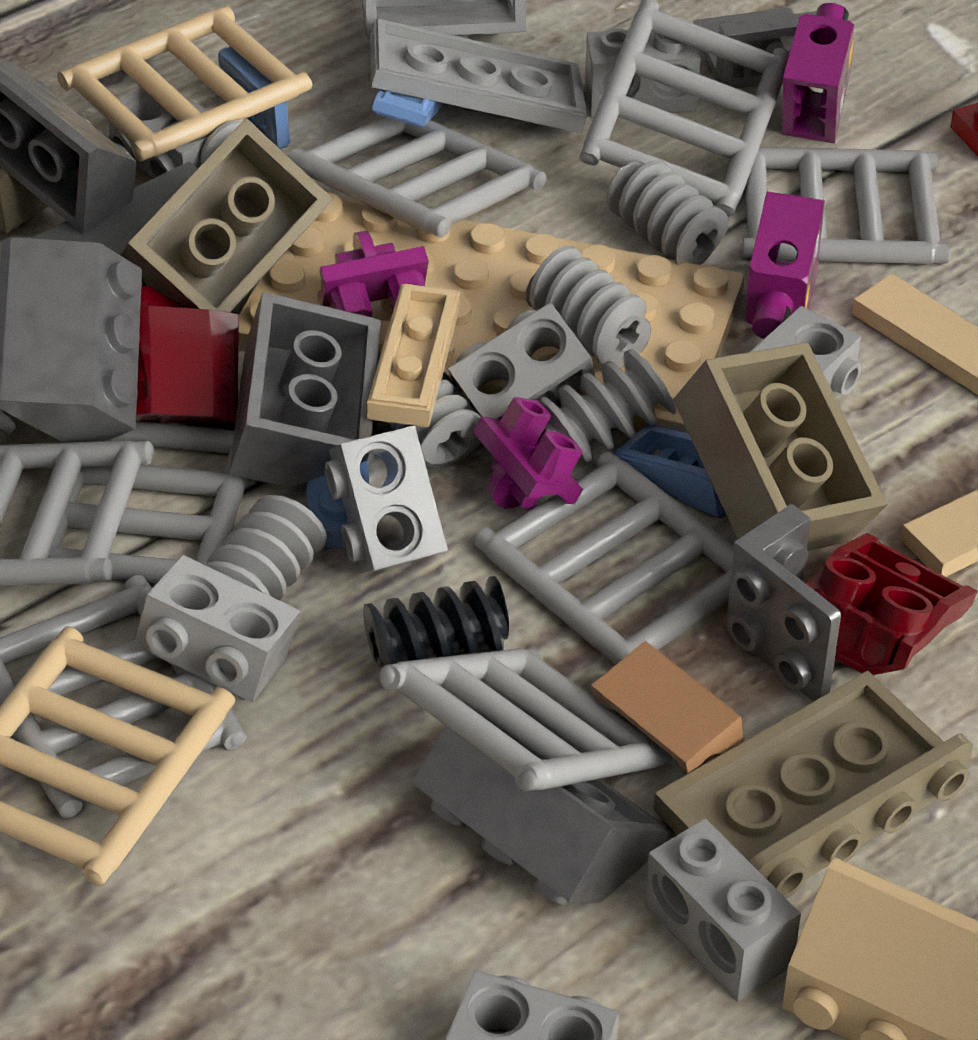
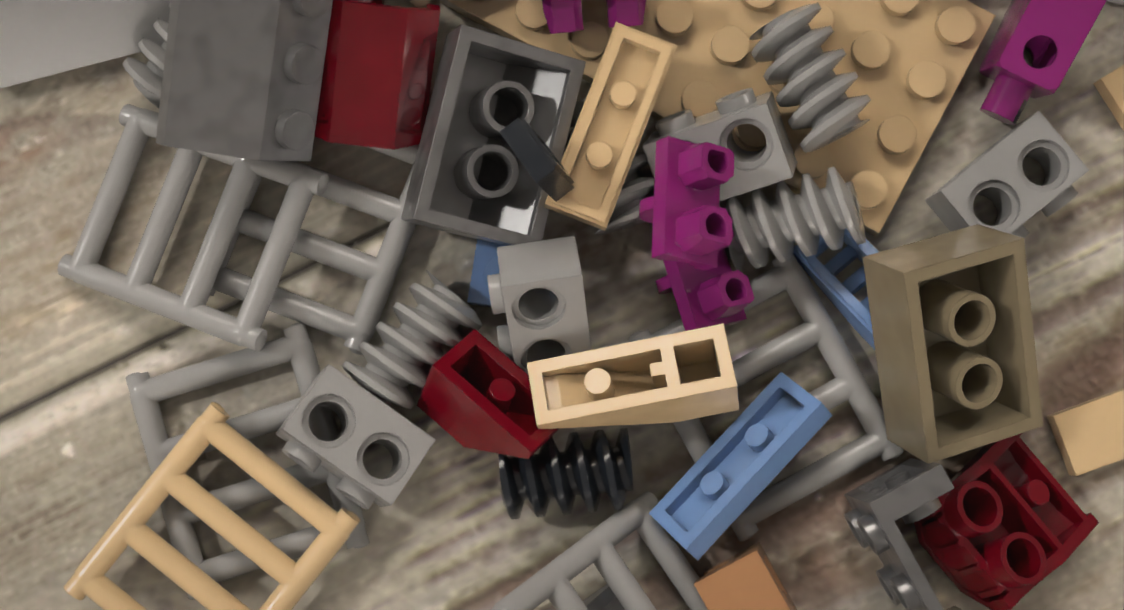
camera: 15 degrees right, 40 degrees up
(337, 572) = (483, 400): none -> dark red slope
(353, 357) = (537, 159): none -> black tile
(499, 368) = (687, 201): none -> magenta hips
(512, 520) = (637, 382): none -> tan slope
(608, 587) = (740, 464): none -> medium blue plate

